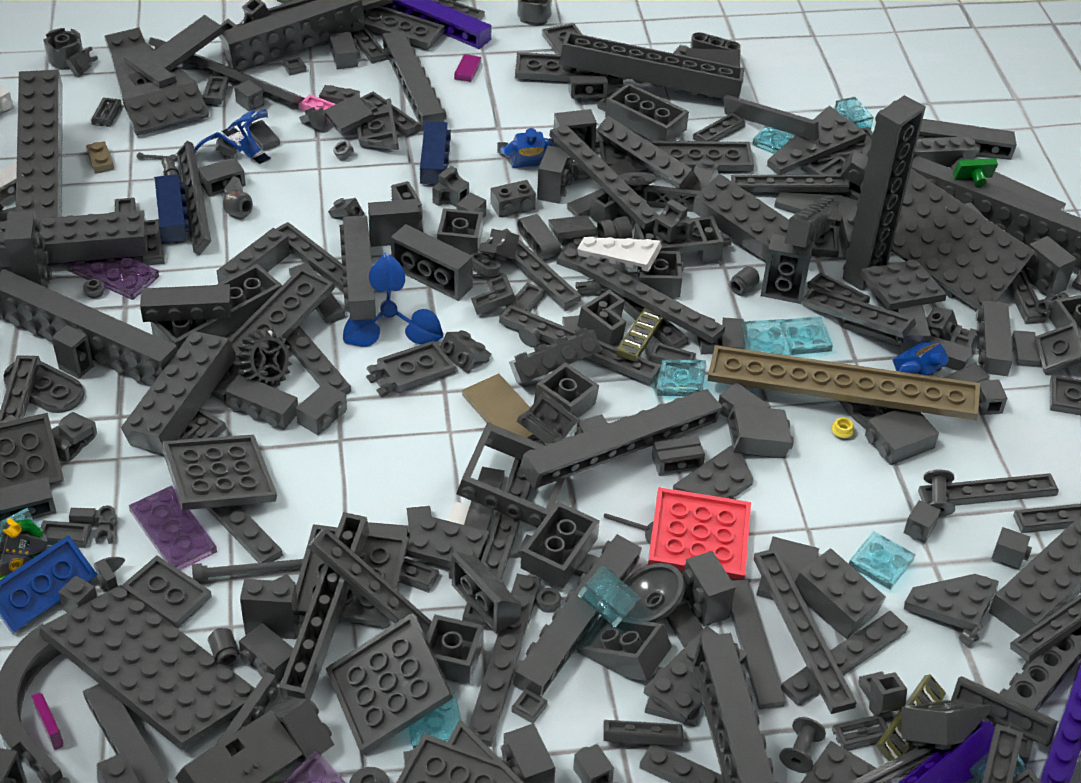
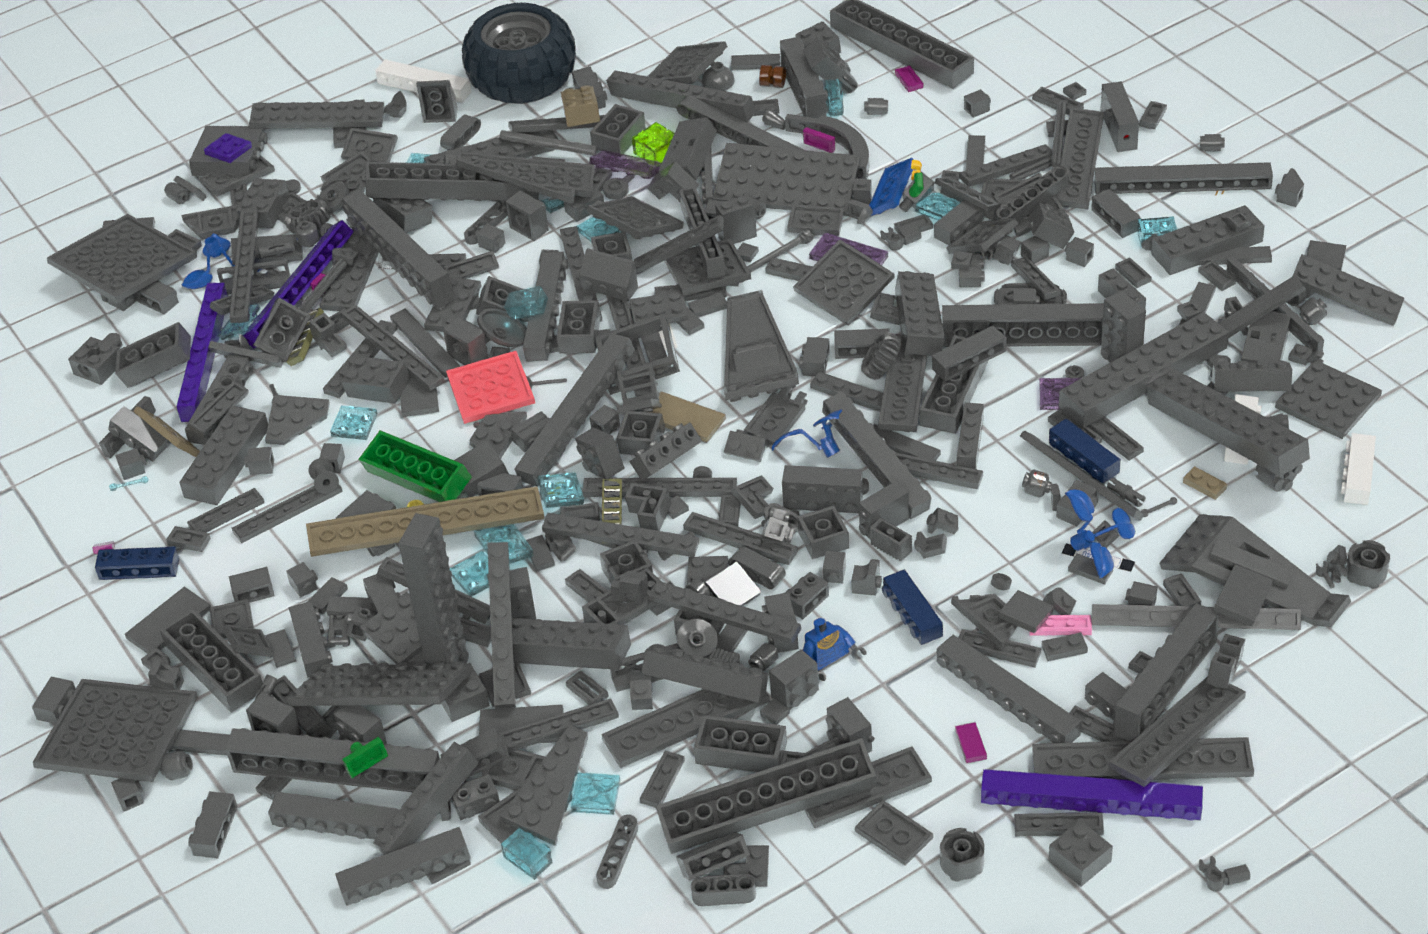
camera: 160 degrees right, 0 degrees up
(95, 65) = (1323, 572): none -> dark grey hand
(109, 112) = (1246, 519): dark grey tile -> none
(373, 193) = (930, 546): none -> dark grey bracket
(395, 402) = (755, 350): none -> dark grey wing
(557, 88) = (848, 723): none -> dark grey brick
(626, 375) = (599, 453): none -> dark grey brick
(627, 251) = (663, 556): white wing -> none
(701, 277) = (584, 585): none -> dark grey plate
(744, 280) = (551, 602): dark grey brick -> none
(772, 117) = (604, 786): dark grey tile -> none
(779, 96) = (617, 851): none -> dark grey beam
(798, 757) = (370, 286): dark grey piece -> none
(834, 444) = (414, 467): none -> green brick
(922, 359) = (362, 561): blue torso -> none
(1046, 411) = (252, 585): none -> dark grey brick

